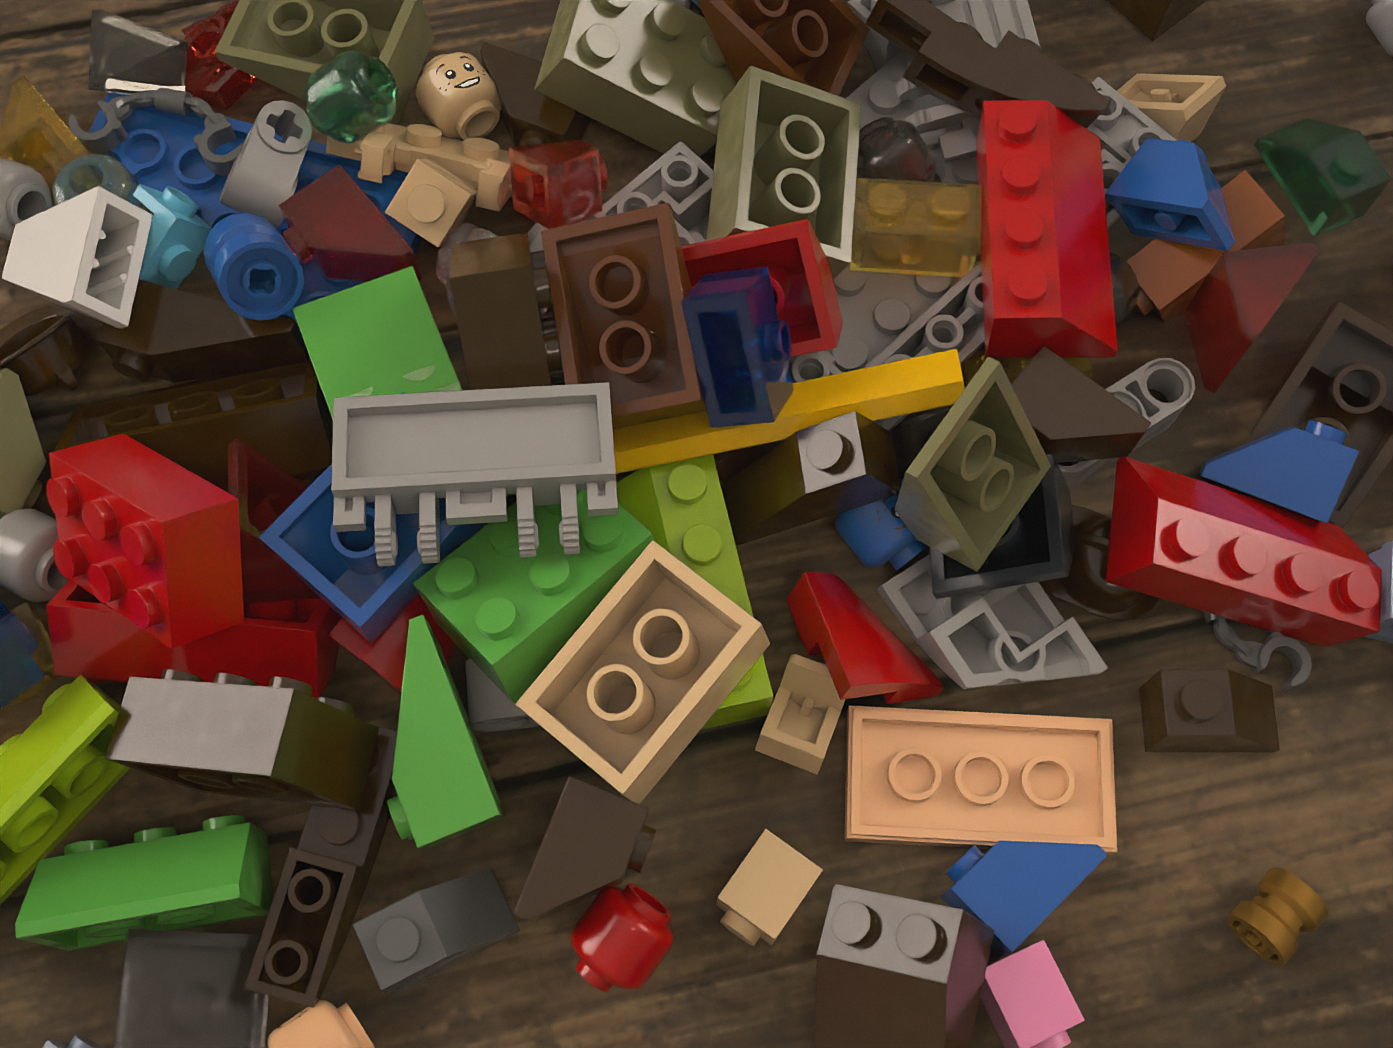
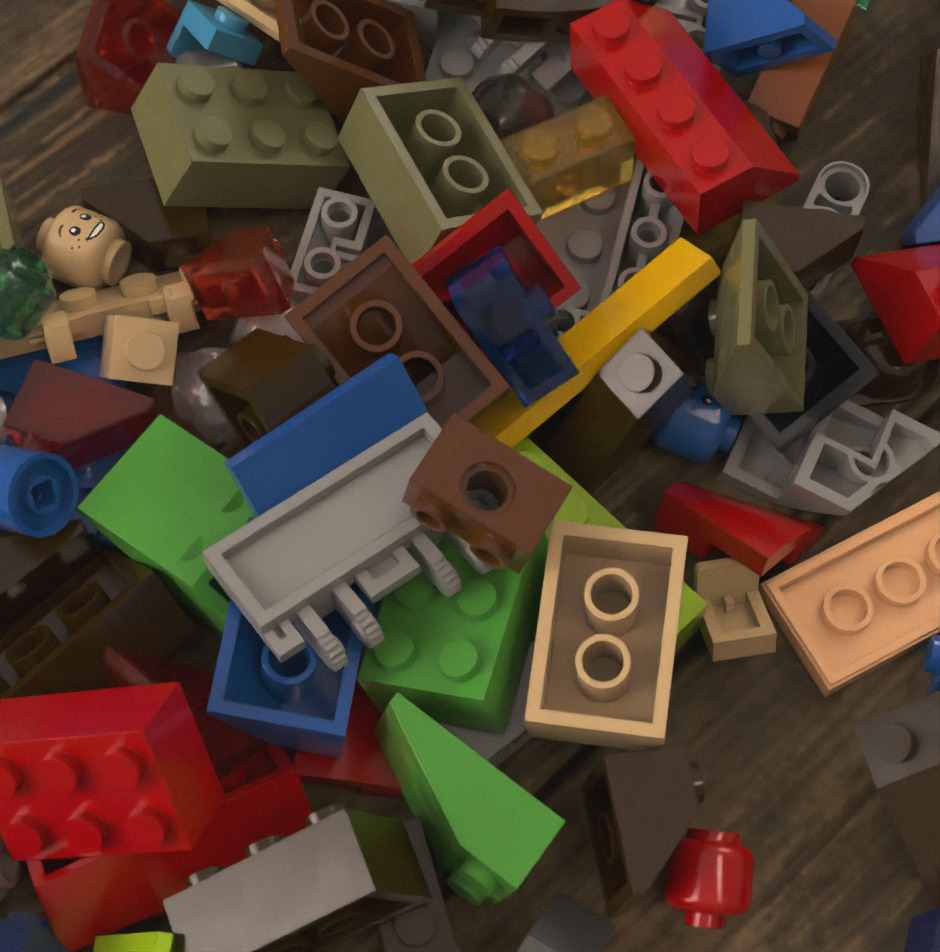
camera: 35 degrees left, 5 degrees down
(506, 354) = (326, 434): none -> blue tile
(590, 441) = (472, 459): none -> reddish brown brick
(766, 890) = (797, 767): tan brick -> none
(1239, 302) = (861, 94): clear red slope -> none

